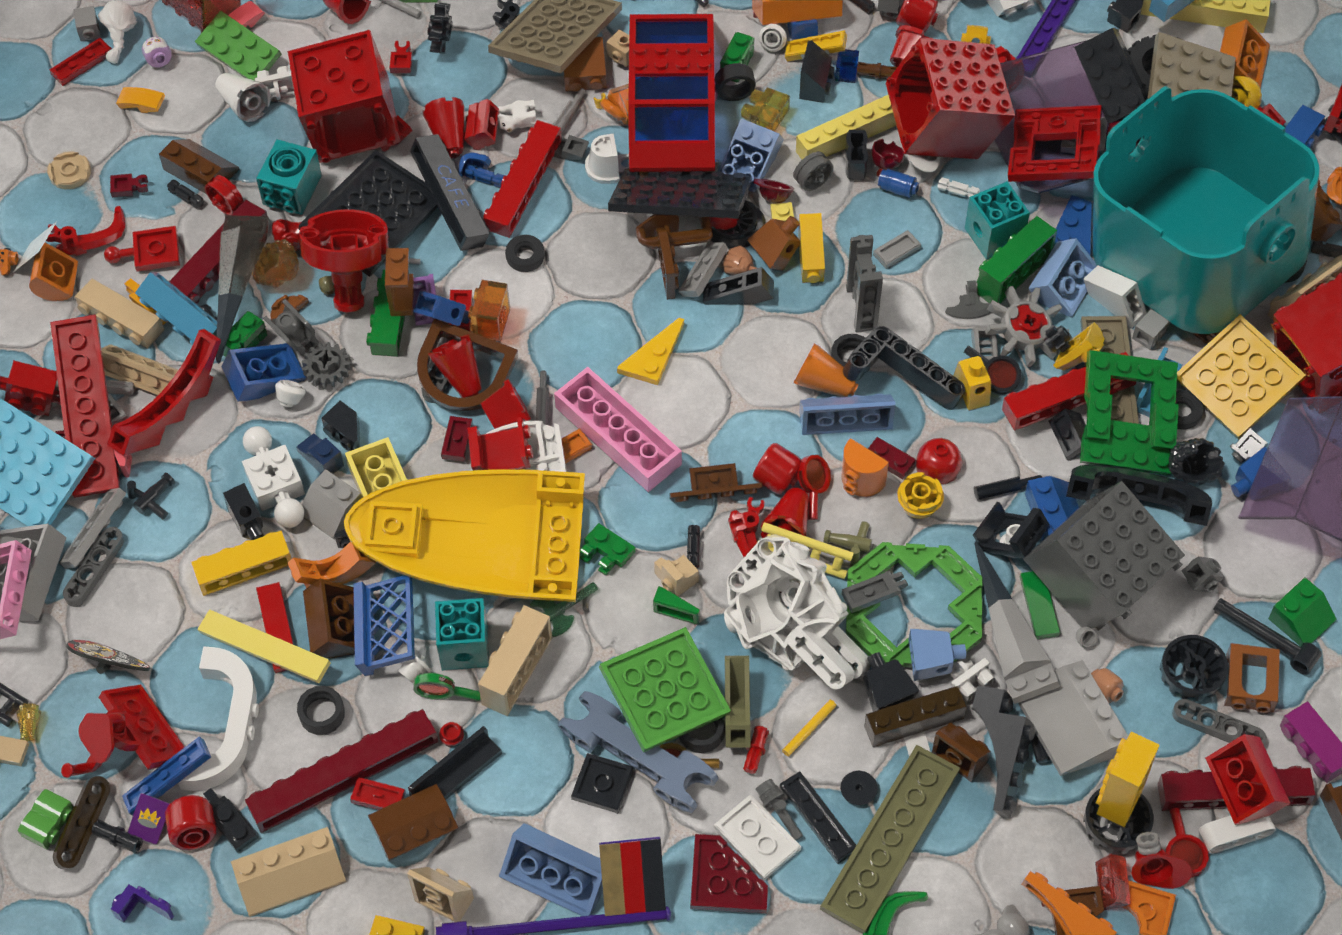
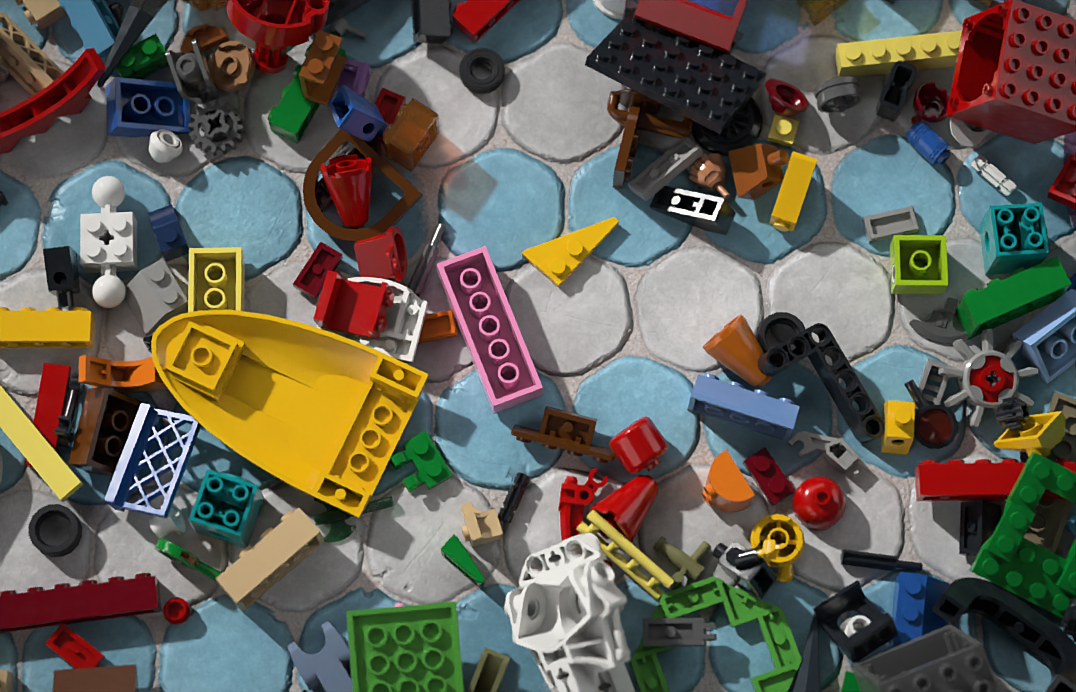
camera: 20 degrees right, 15 degrees up
(294, 617) = (64, 429): none -> black bar
(322, 314) = (232, 66): none -> medium nougat tile
(343, 425) = (207, 208): black slope -> none
(459, 765) = (169, 651): black panel -> none
(751, 151) = (779, 42): medium blue slope -> none
(814, 479) = (673, 472): red piece -> none
(864, 283) = (824, 278): dark grey fence -> none
(908, 520) = (750, 568): none -> black torso
(924, 418) = (815, 442): none -> light grey piece
(933, 265) = (918, 264): none -> lime brick

